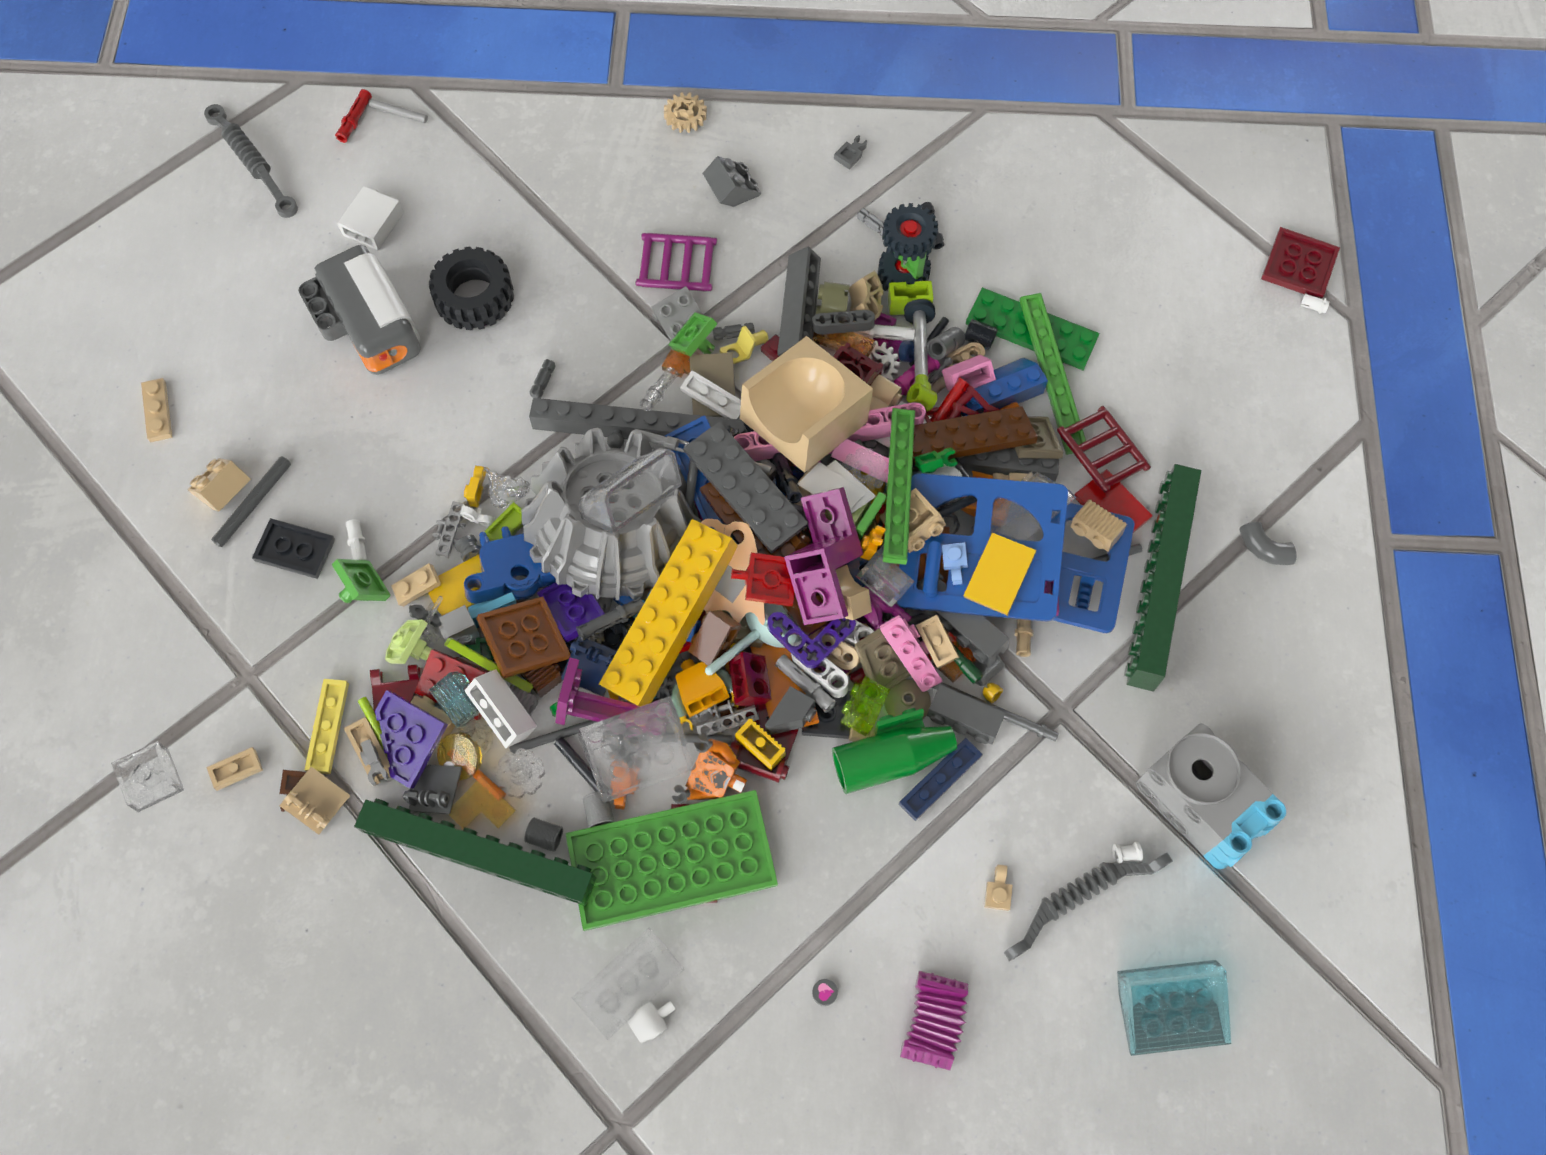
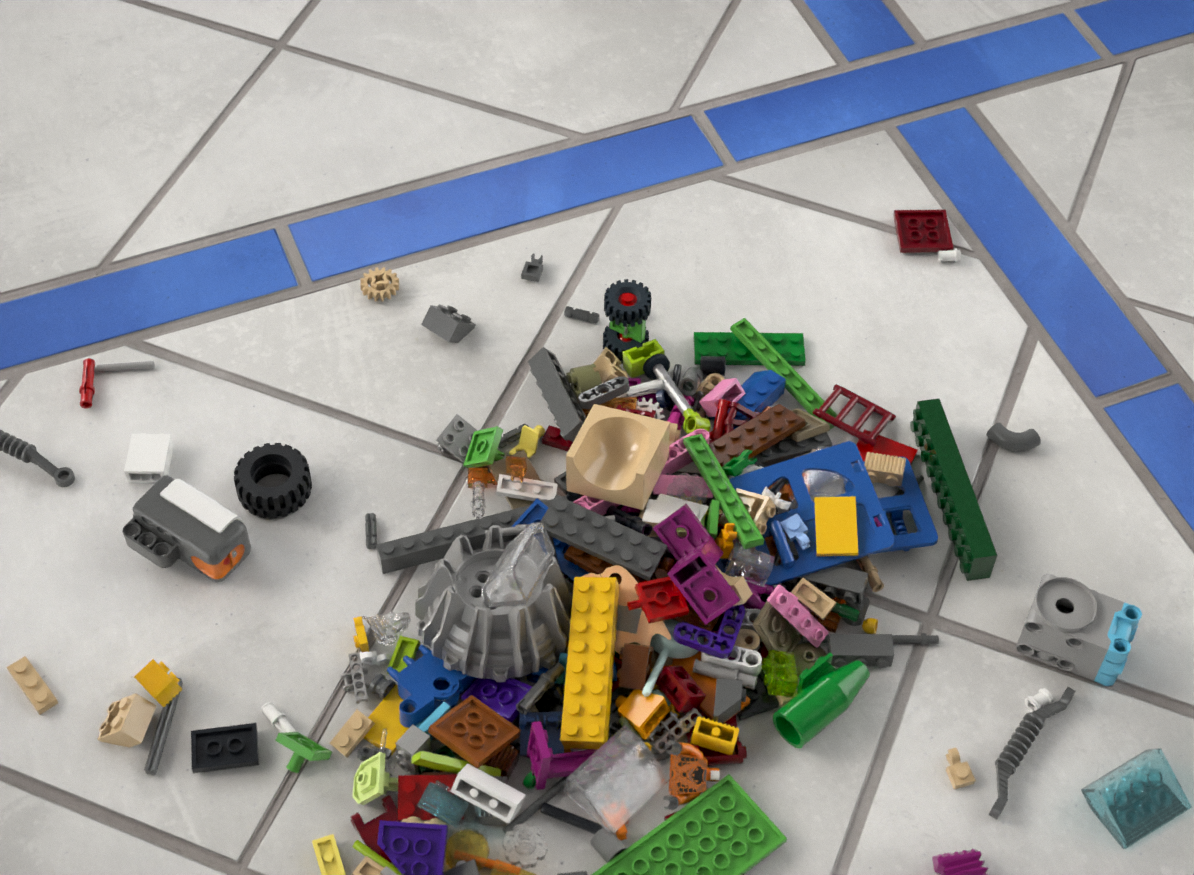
camera: 25 degrees left, 15 degrees down
(262, 456) = (158, 682): none -> yellow brick
(668, 240) = (432, 420): magenta bar -> none
(712, 369) = (516, 466): none -> clear orange plate
(940, 779) = (867, 707): dark blue plate -> none
(949, 516) = (778, 502): none -> white piece

